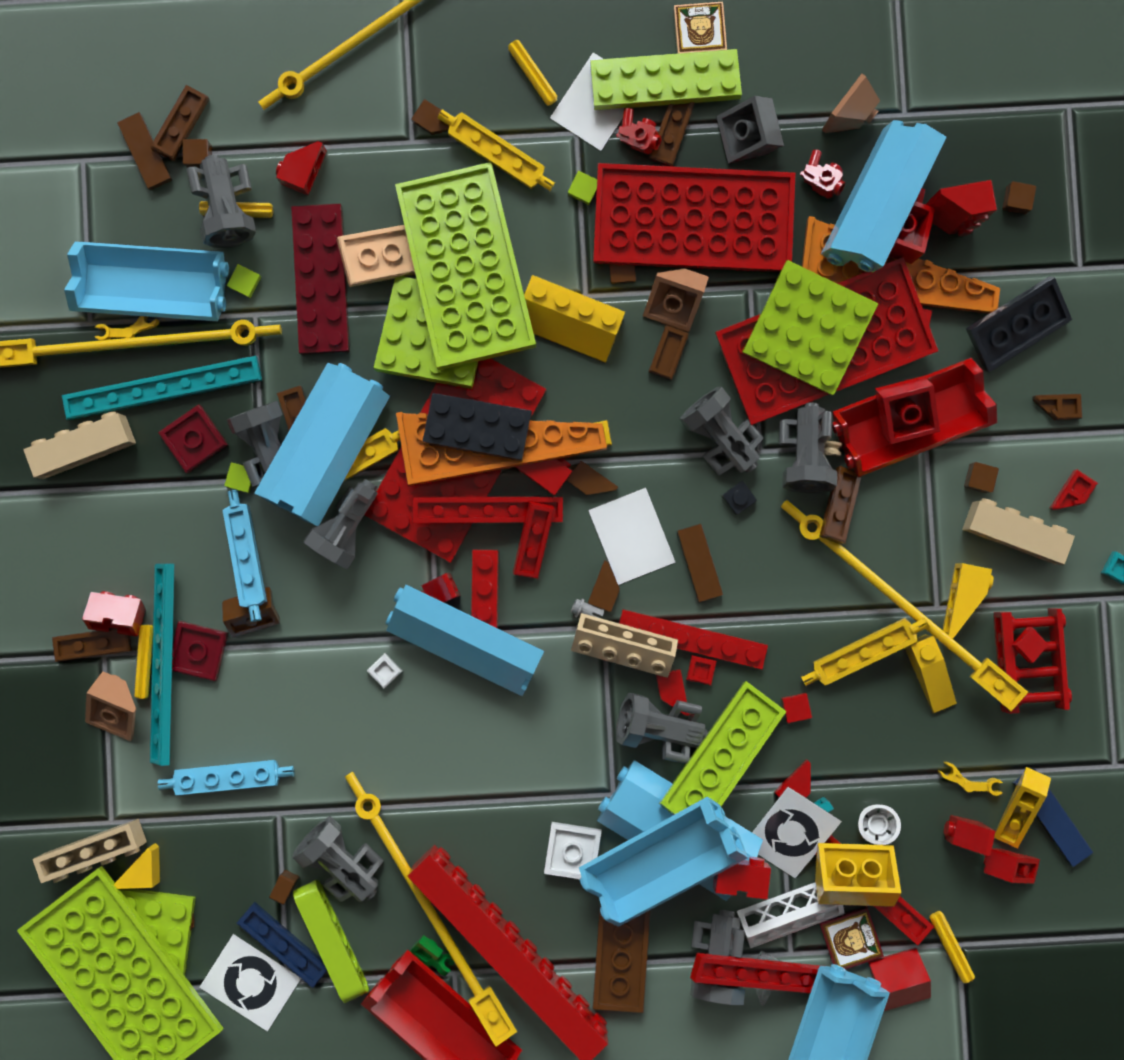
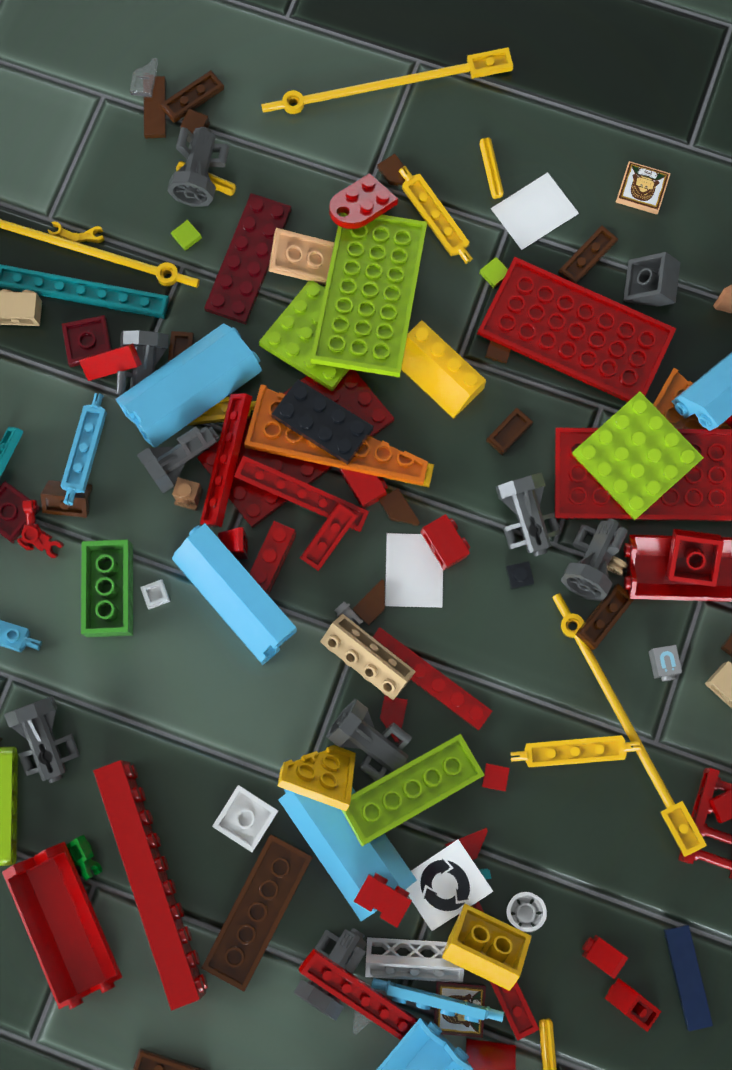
camera: 25 degrees right, 10 degrees down
(119, 125) = (144, 79): none -> clear tile
(146, 281) = (109, 203): medium azure panel -> none
(230, 455) = (110, 362): none -> red tile
(234, 664) = (33, 534): none -> red piece
(238, 478) = (107, 387): lime tile -> none
(301, 167) = (272, 166): red slope -> none
(335, 688) = (107, 588): none -> bright green brick
(371, 557) = (187, 493): none -> medium nougat brick
(396, 507) = (226, 460): none -> red plate
(413, 168) = (362, 202): none -> plate
(484, 1001) = (109, 916): yellow bar -> none
(633, 786) = (321, 776): none -> yellow plate
(639, 136) = (558, 250): red piece -> none
(652, 496) = (445, 541): none -> red brick
(663, 862) = (319, 854): medium azure panel -> none
(665, 79) = (598, 215): lime plate -> none
(676, 298) = (534, 388): nougat slope -> none
(699, 562) = (463, 616): reddish brown tile -> none
(701, 670) = (425, 708): red tile -> none
(820, 945) = (447, 1005): none -> medium azure plate
(825, 179) = (699, 344): piece -> none
(917, 526) = (665, 662): none -> light grey brick
(931, 672) = (627, 797): yellow slope -> none
(967, 591) = (689, 736): yellow slope -> none
(968, 785) = (622, 914): yellow piece -> none
(1022, 807) = (662, 953): yellow slope -> none

